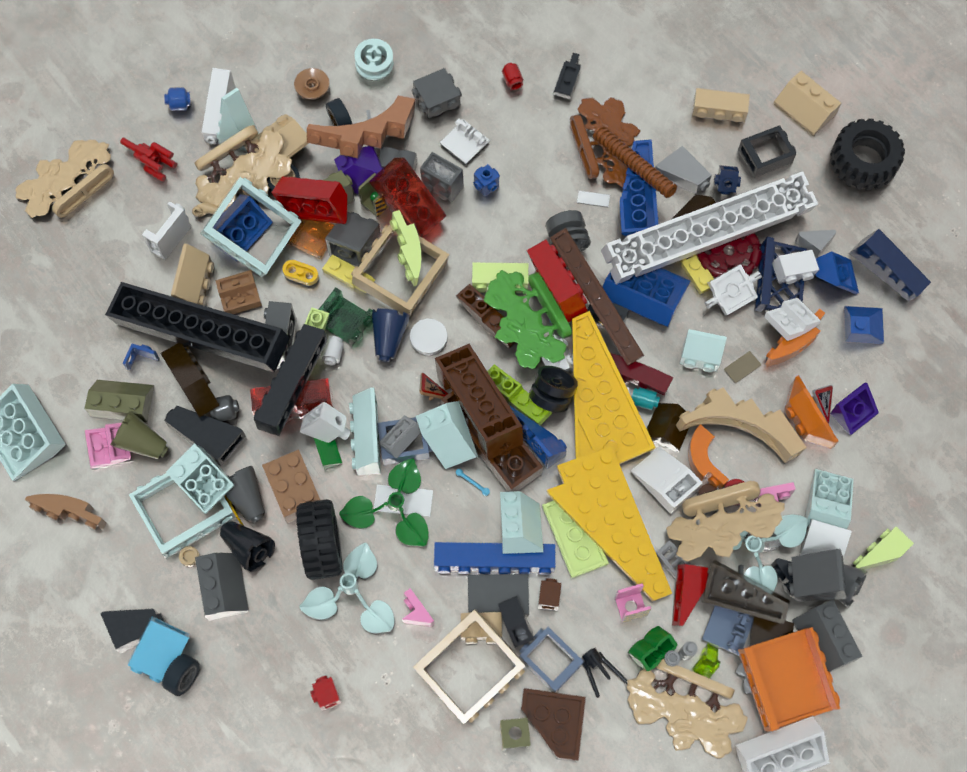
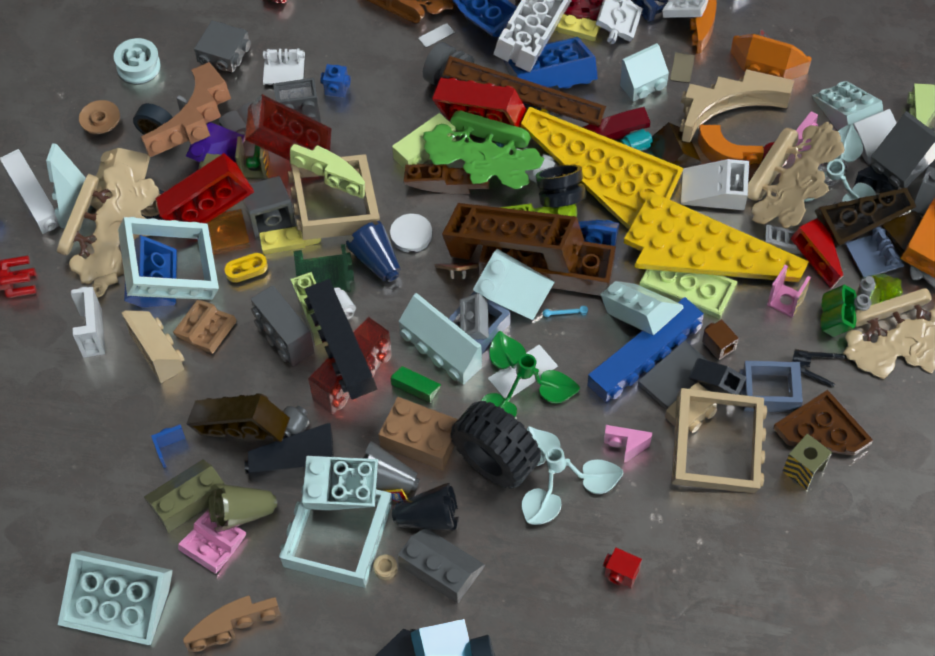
camera: 40 degrees left, 10 degrees down
(198, 326) = (203, 368): black brick -> none
(325, 423) = (398, 359): white torso -> none
(855, 409) = (798, 29): dark purple slope -> none

